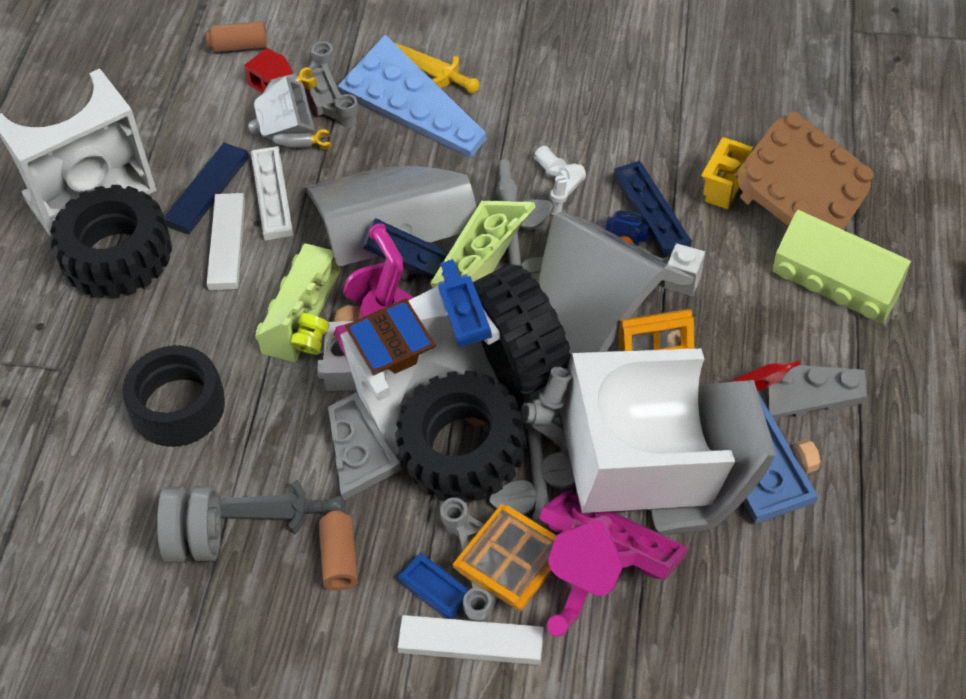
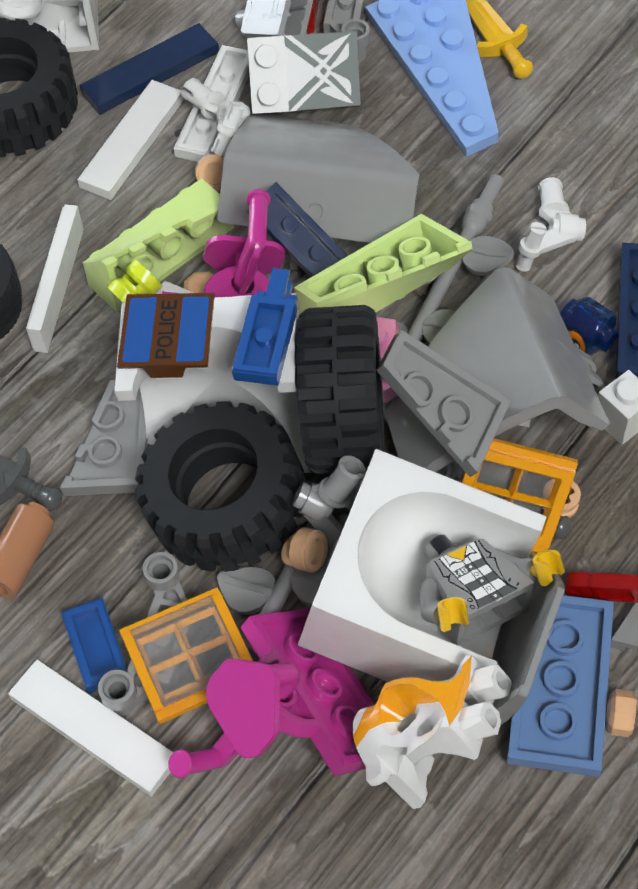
camera: 30 degrees right, 5 degrees up
(238, 357) = (55, 279): none -> white tile
(292, 194) = (213, 104): none -> white pin
(306, 234) = (210, 170): none -> light nougat tile
(326, 145) = (303, 72): none -> white slope
(546, 450) = (305, 550): none -> light nougat tile
(595, 302) = (445, 398): none -> light grey wing
(686, 412) = (479, 585): none -> torso
(723, 498) = (425, 719): none -> white hips

